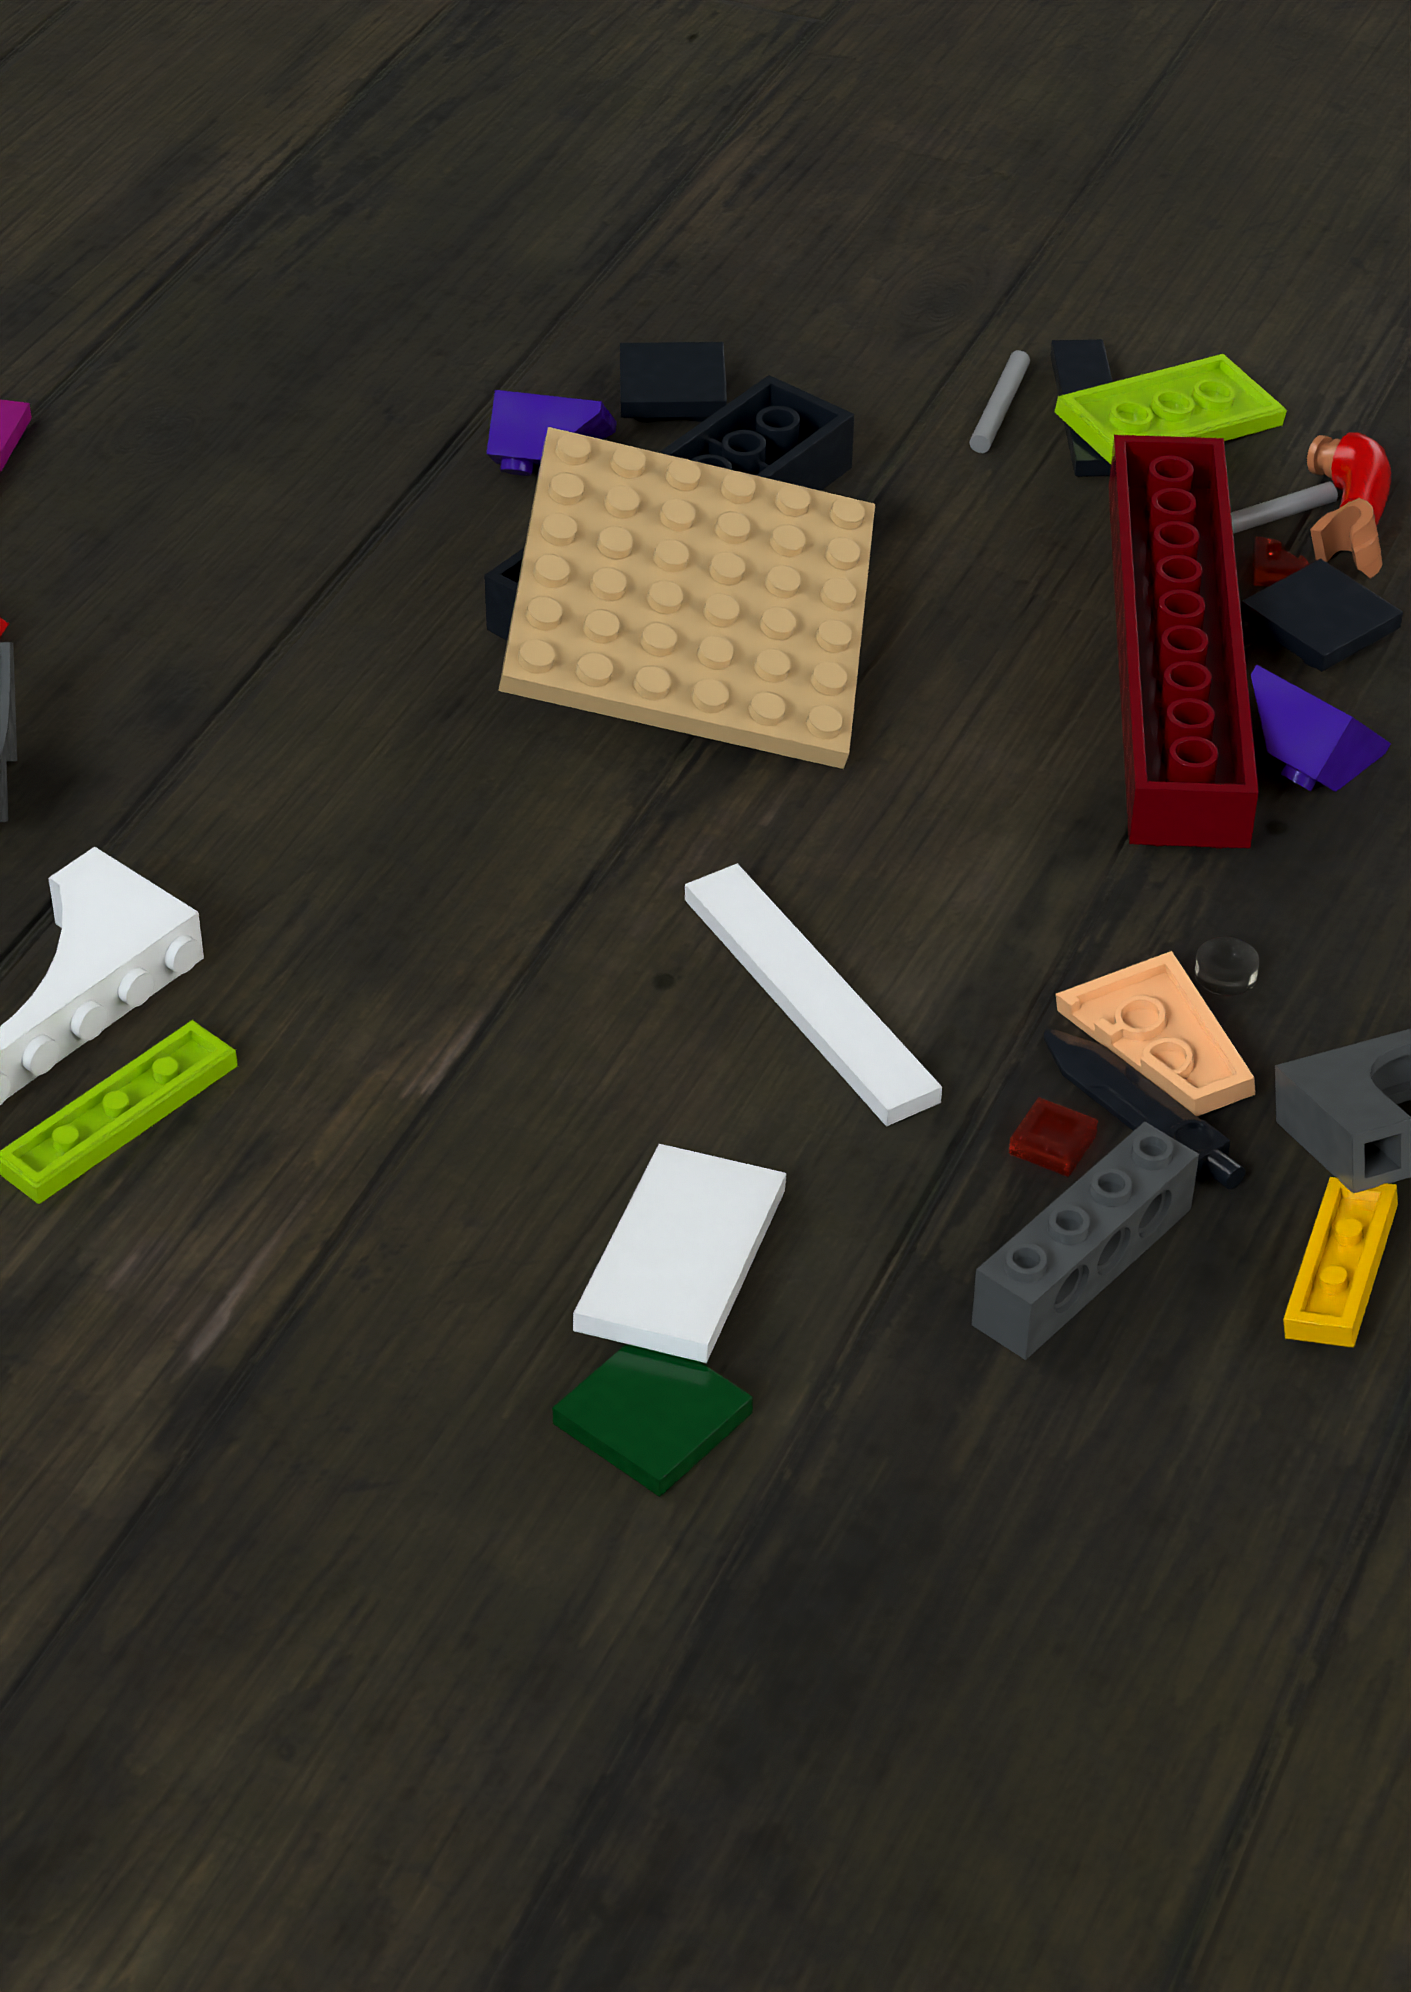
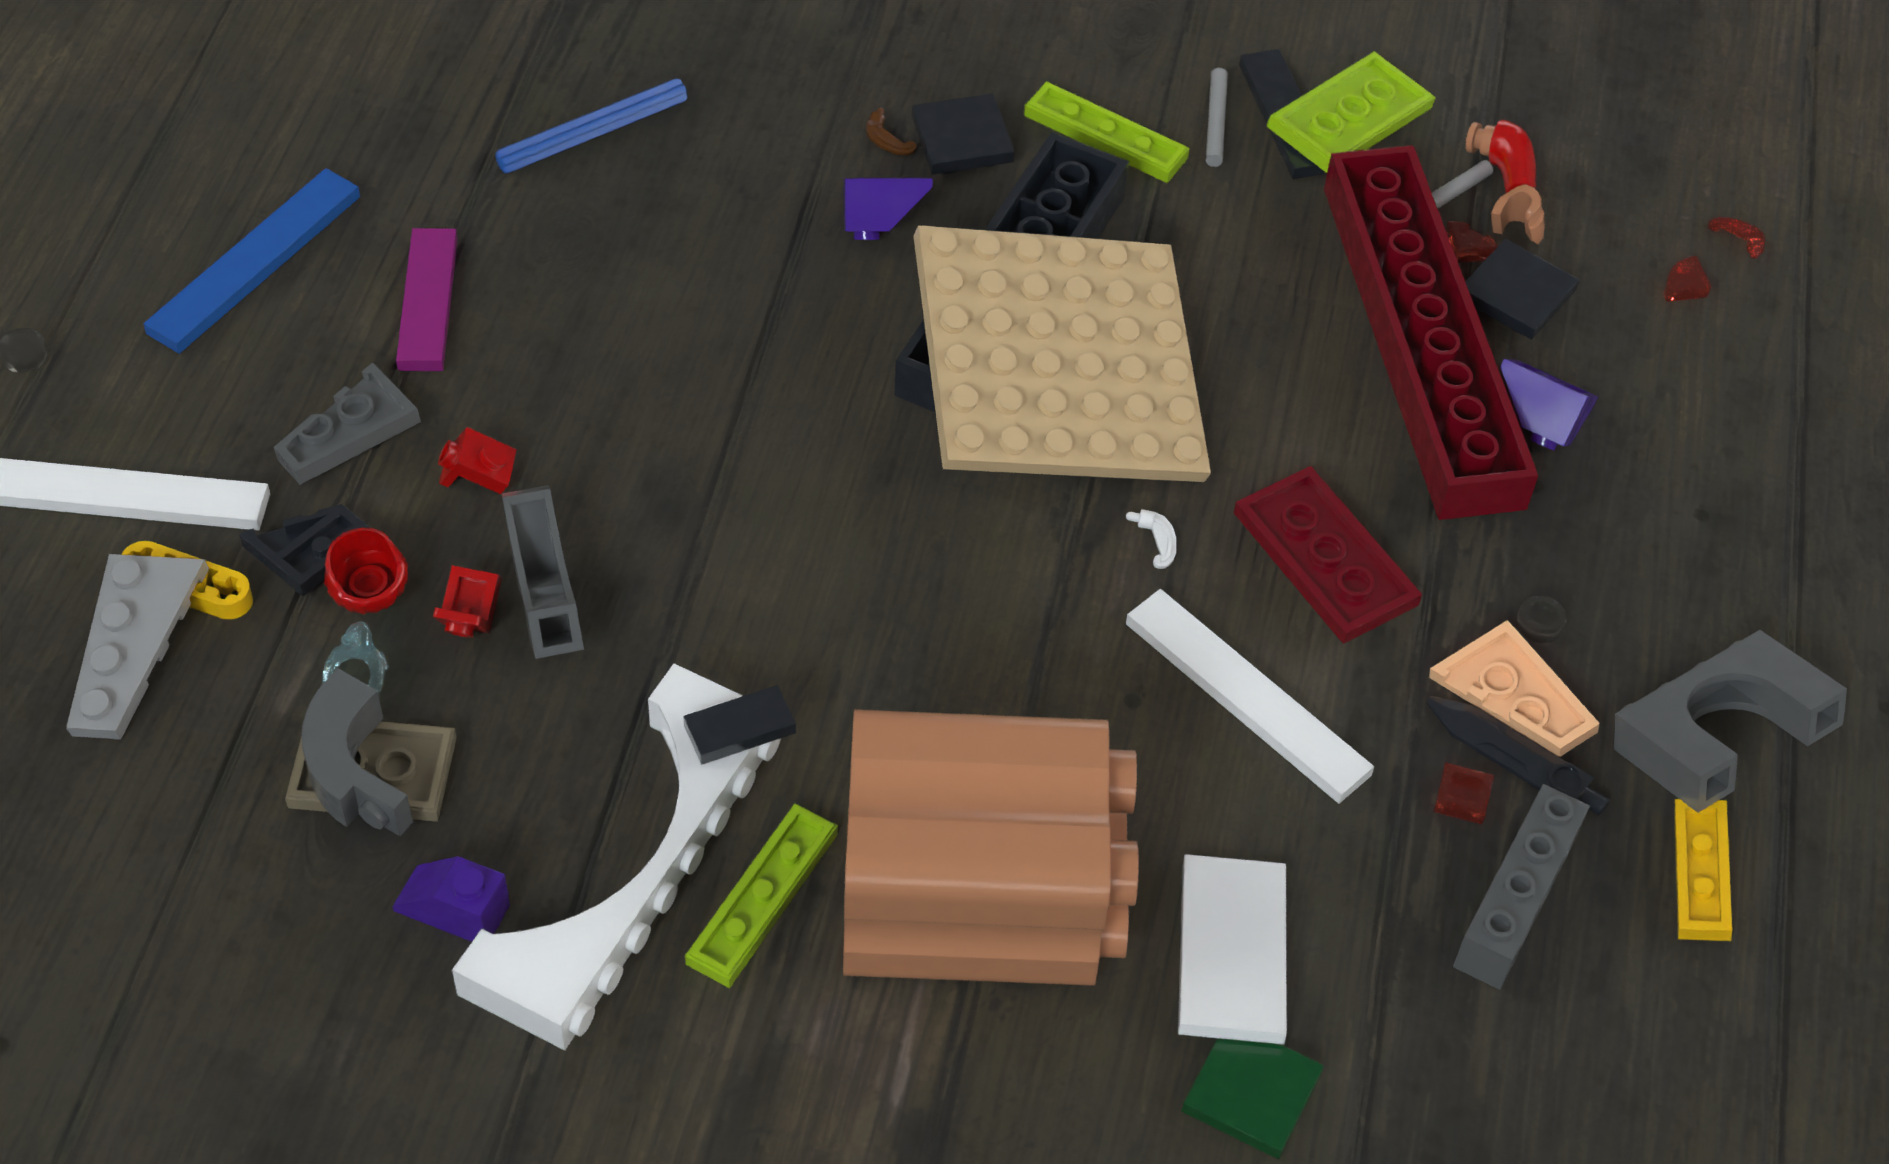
camera: 15 degrees left, 10 degrees up
(143, 914) = (739, 724): none -> black tile
(231, 325) = (591, 125): none -> blue axle
(372, 1066) = (987, 848): none -> nougat brick
(578, 378) = (883, 138): none -> reddish brown piece
(767, 812) = (1162, 532): none -> white piece
(875, 410) = (1106, 131): none -> lime tile
(967, 857) = (1327, 554): none -> dark red plate

